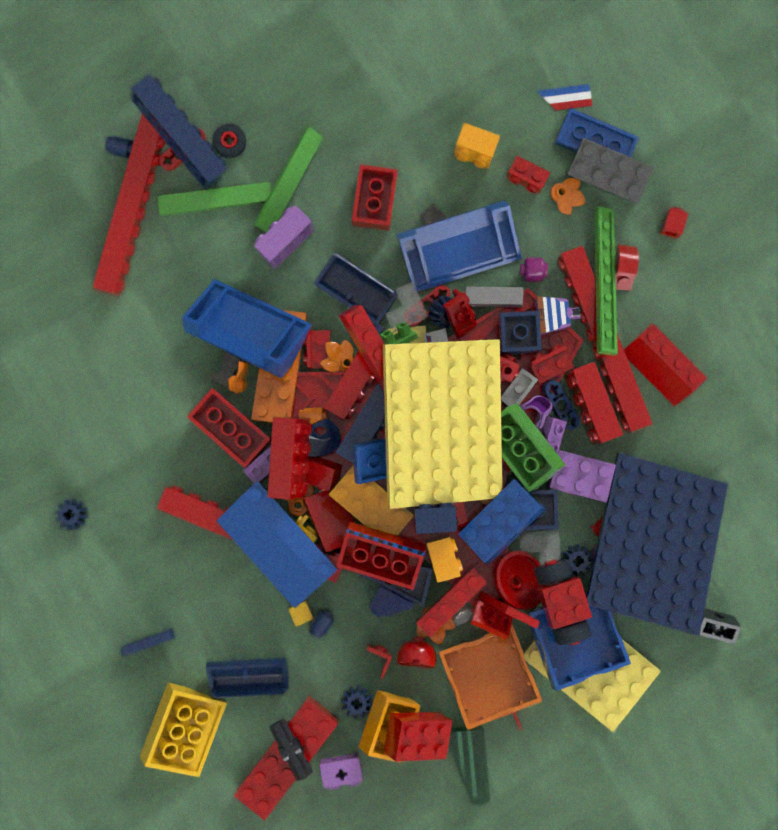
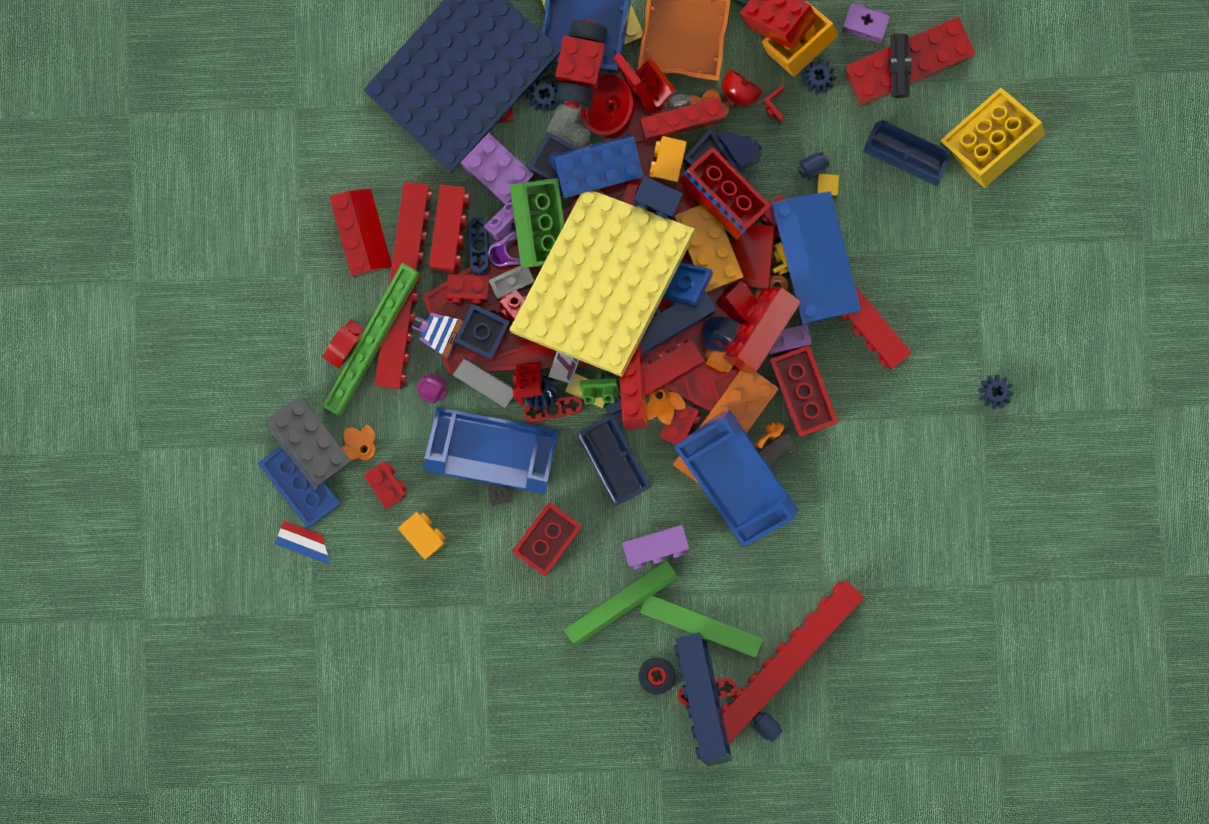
camera: 155 degrees left, 0 degrees up
(147, 642) = (985, 234): dark blue beam -> none
(411, 310) = (569, 412): clear plate -> none
(674, 222) = (272, 361): red brick -> none

